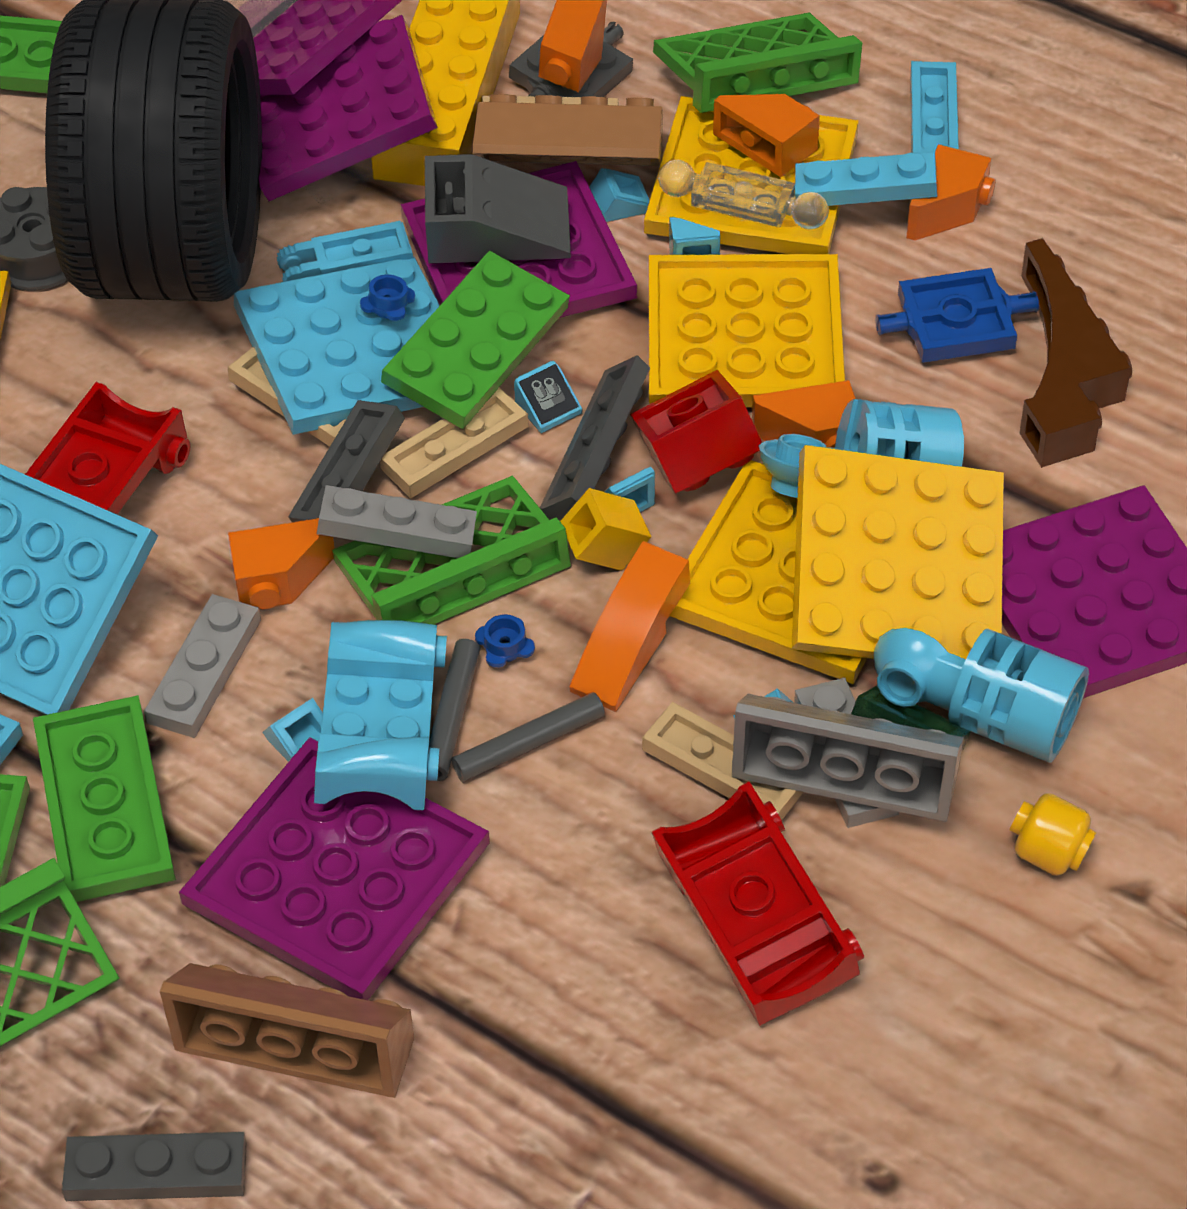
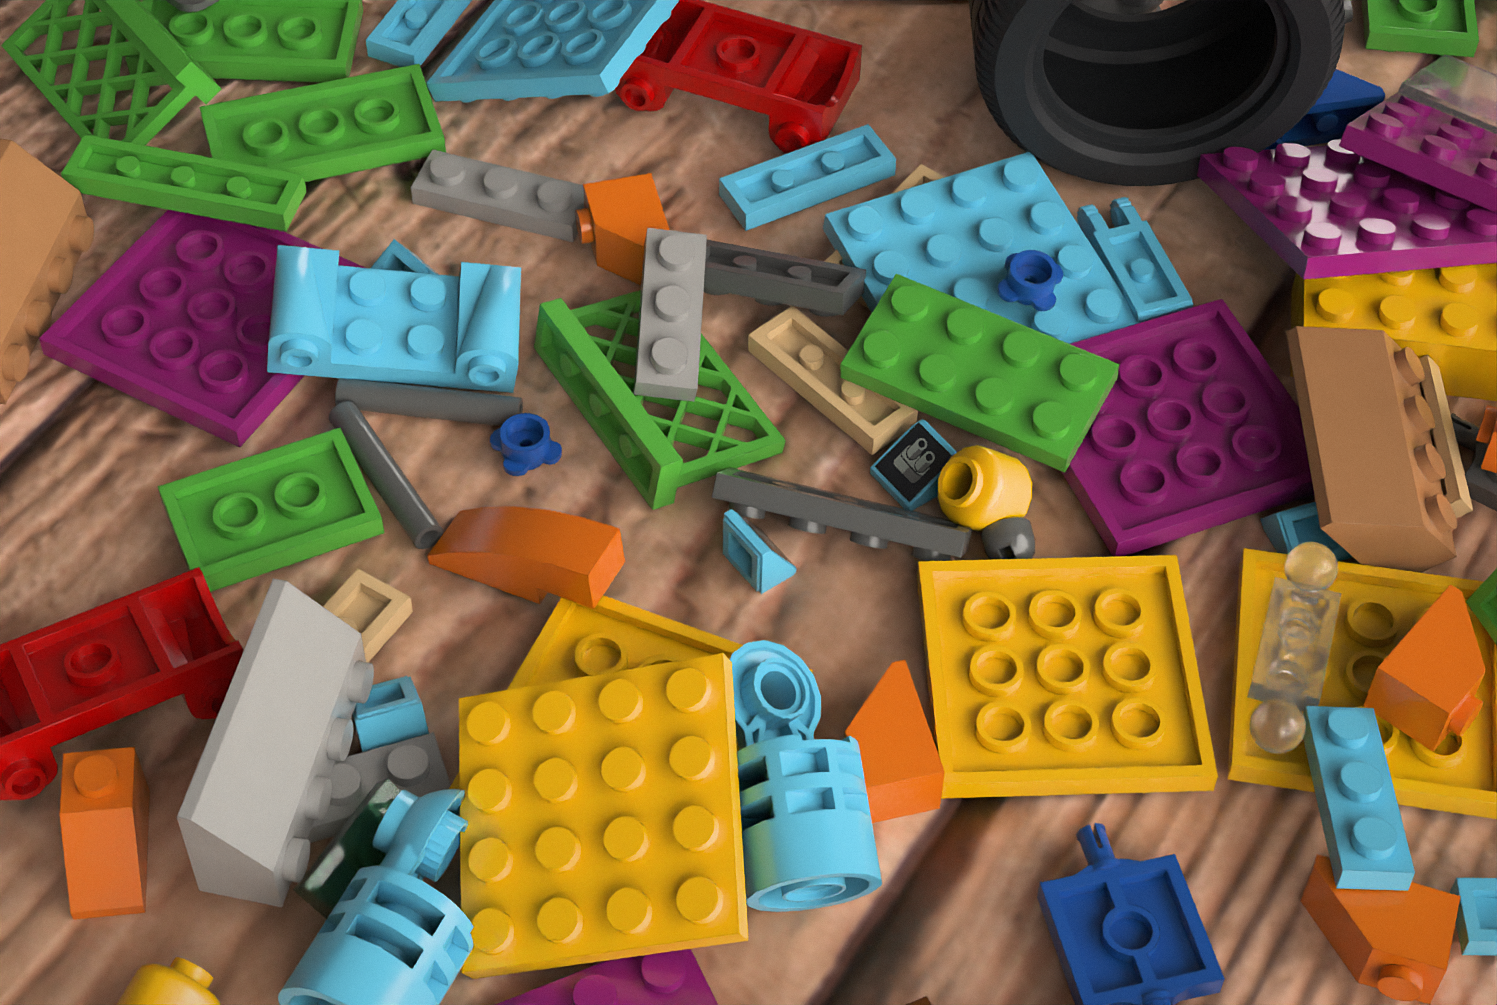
camera: 85 degrees right, 0 degrees up
(188, 879) = (185, 182): none -> bright green plate
(222, 448) = (807, 177): none -> medium azure plate
(492, 207) = (1192, 364): dark grey slope -> none
(570, 809) = (271, 509): none -> bright green plate
(601, 345) = (983, 487): none -> yellow head
(605, 529) = (677, 520): yellow brick -> none
(624, 345) = (1009, 539): none -> dark grey hinge
(692, 238) = (1205, 598): medium azure slope -> none
(698, 432) = (844, 604): red slope -> none
(892, 891) = (105, 832): none -> orange slope

